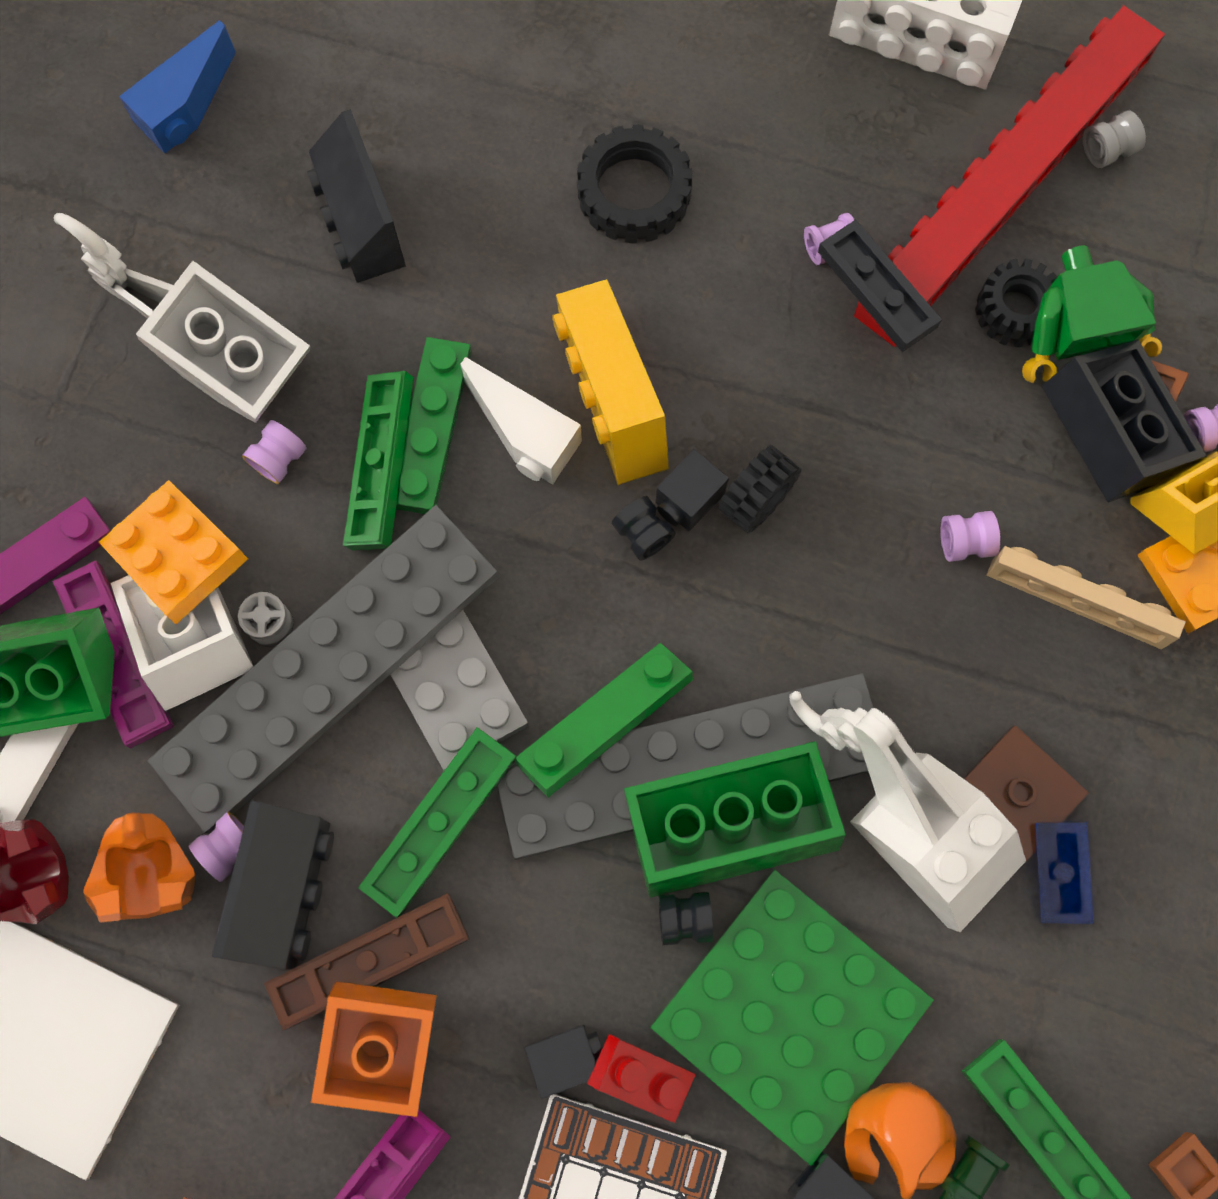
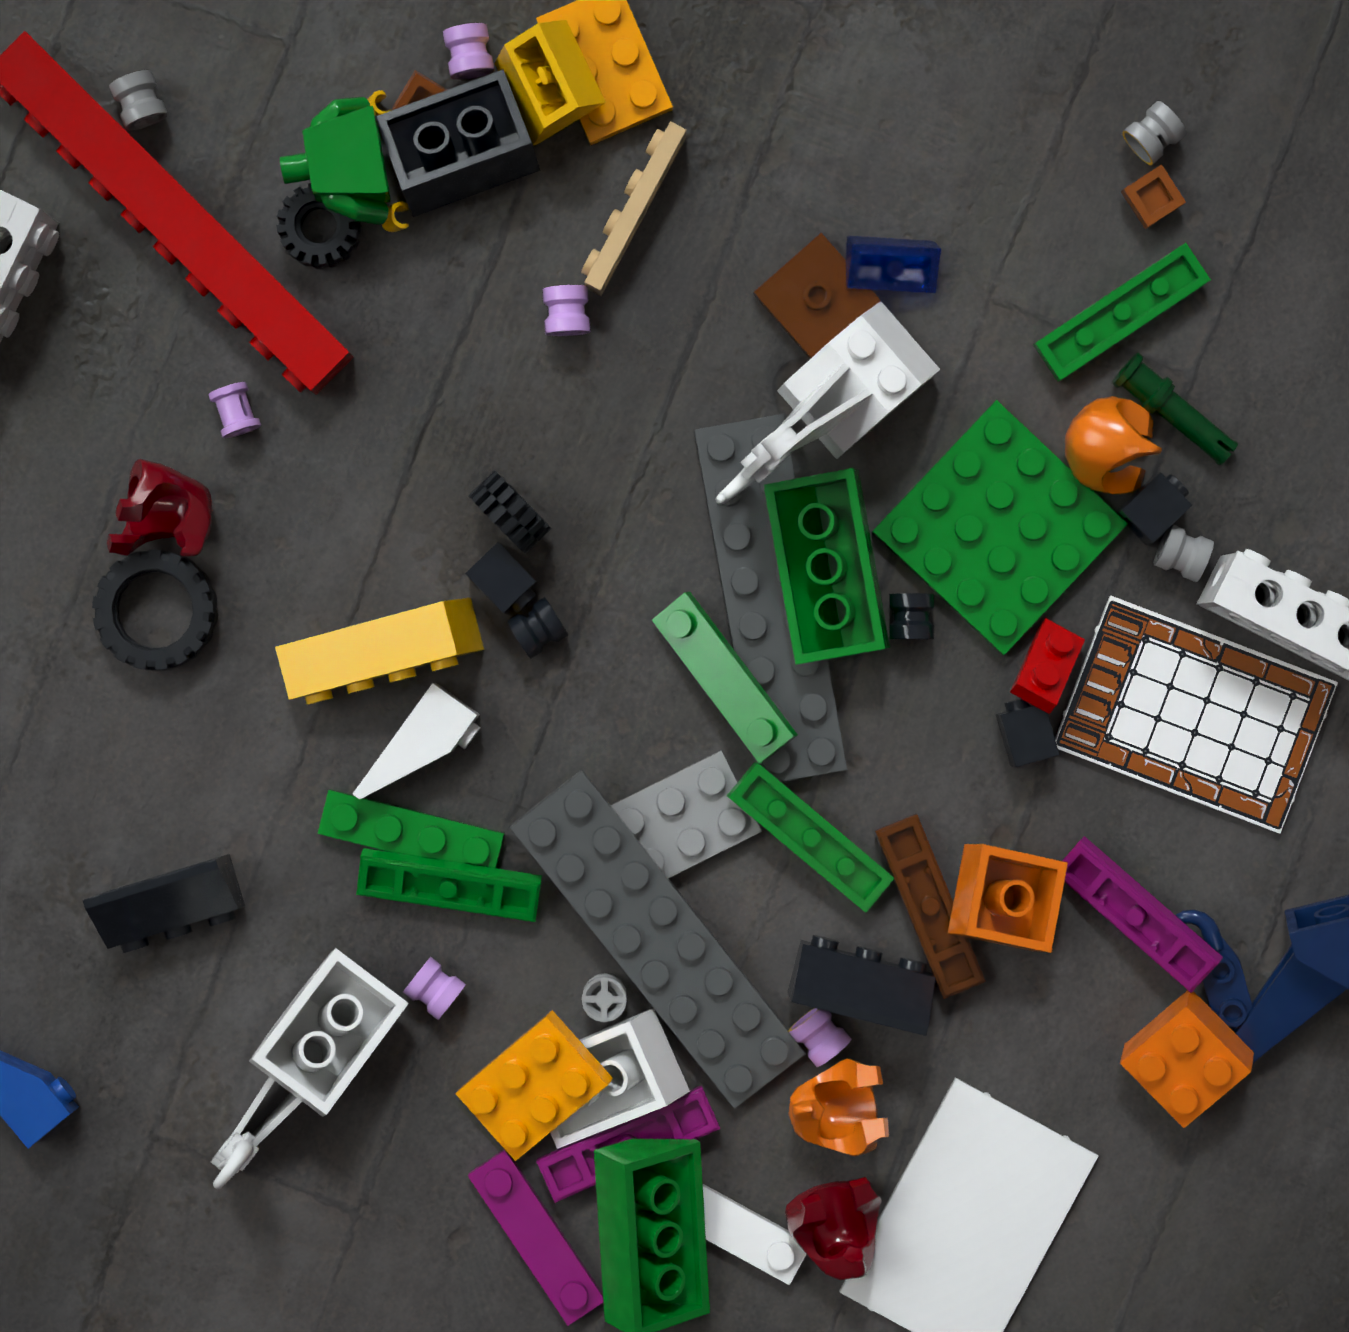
camera: 90 degrees left, 15 degrees up
(731, 183) = (162, 506): none -> dark red piece
(879, 285) = (307, 374): black plate -> none

